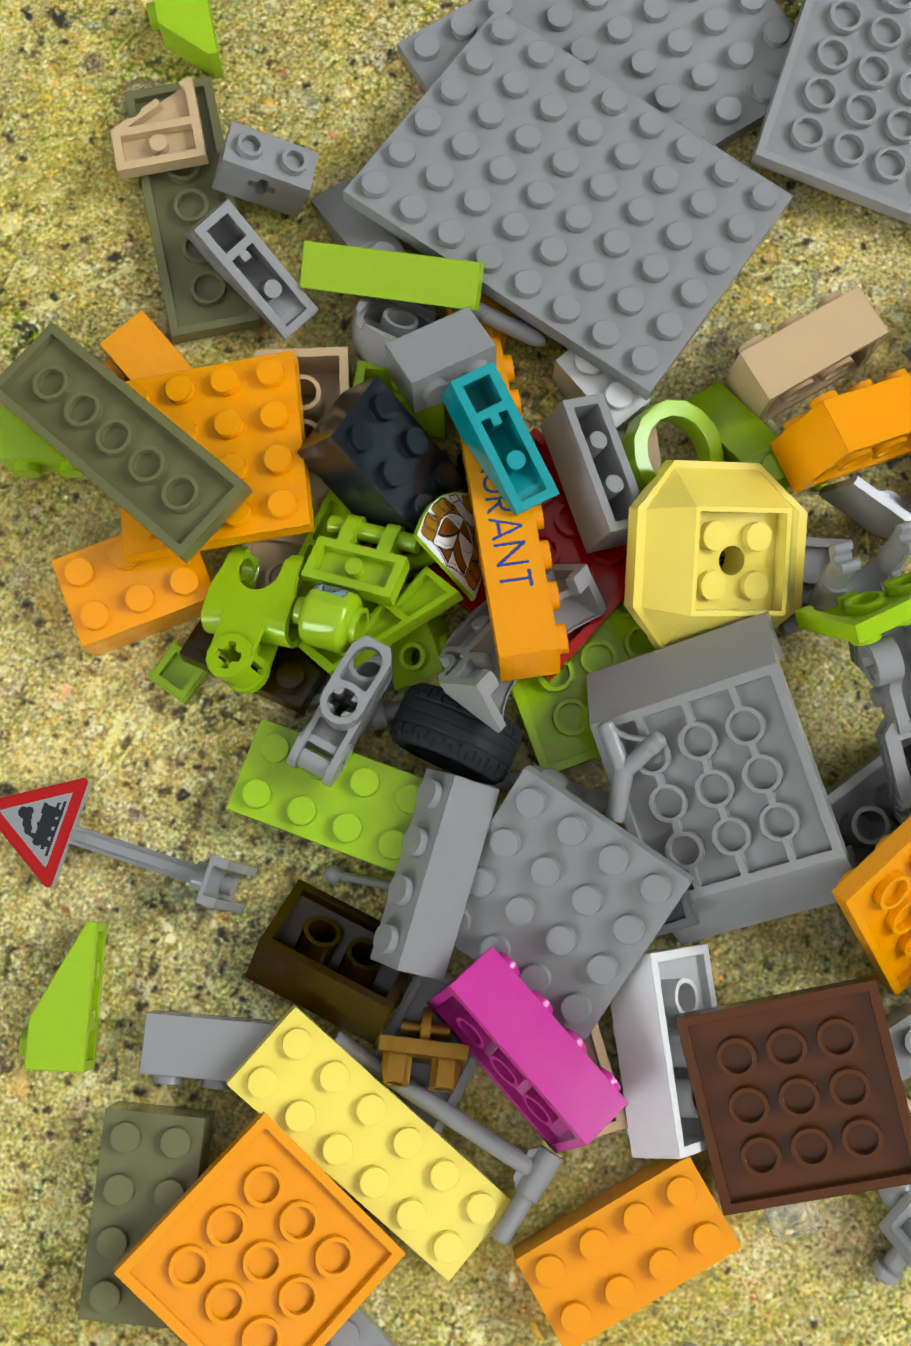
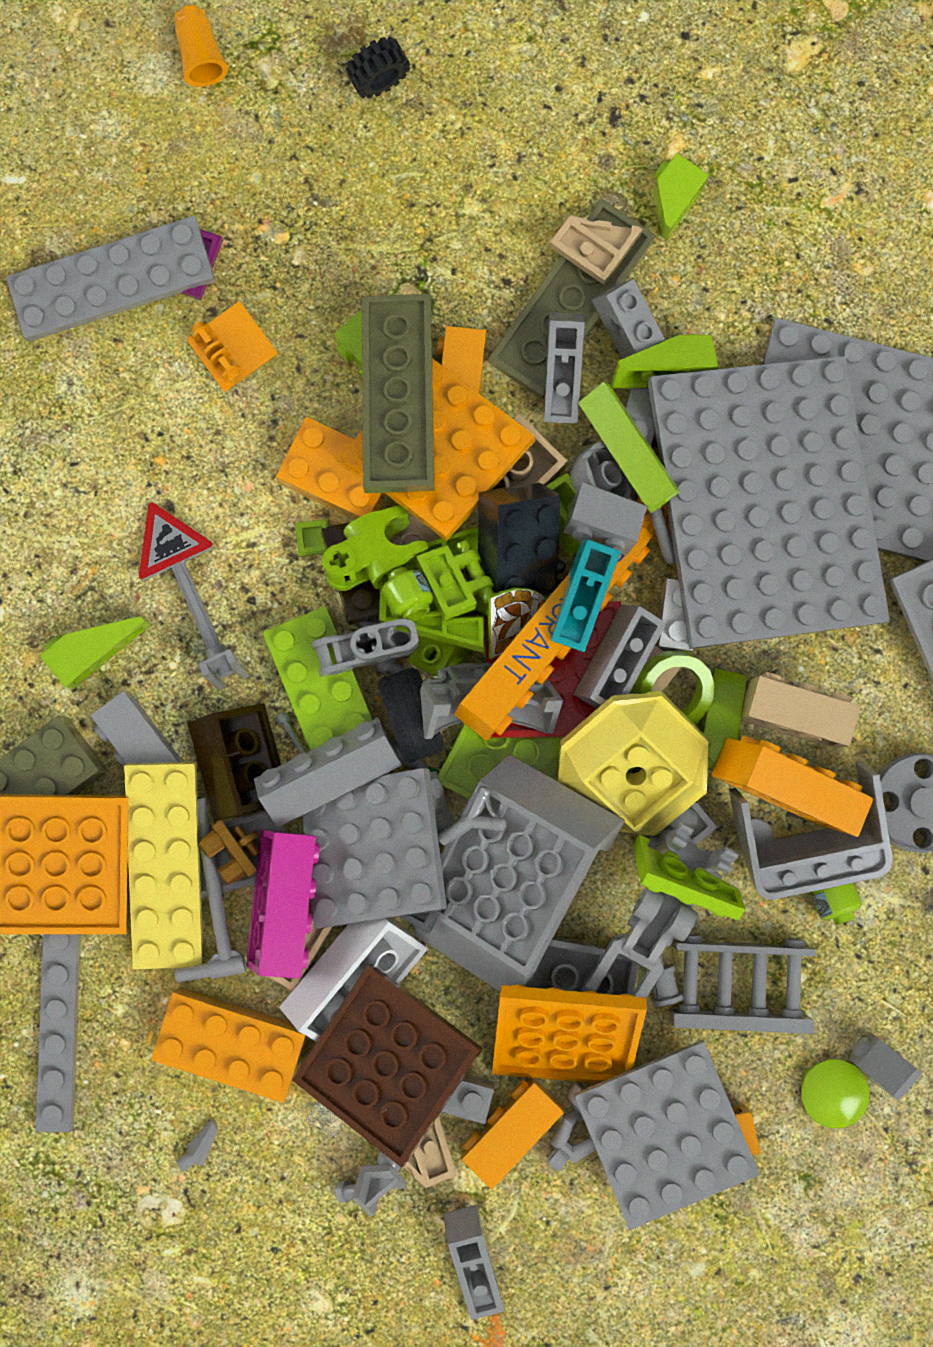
camera: 50 degrees right, 5 degrees up
(338, 163) = (671, 356): none -> lime slope

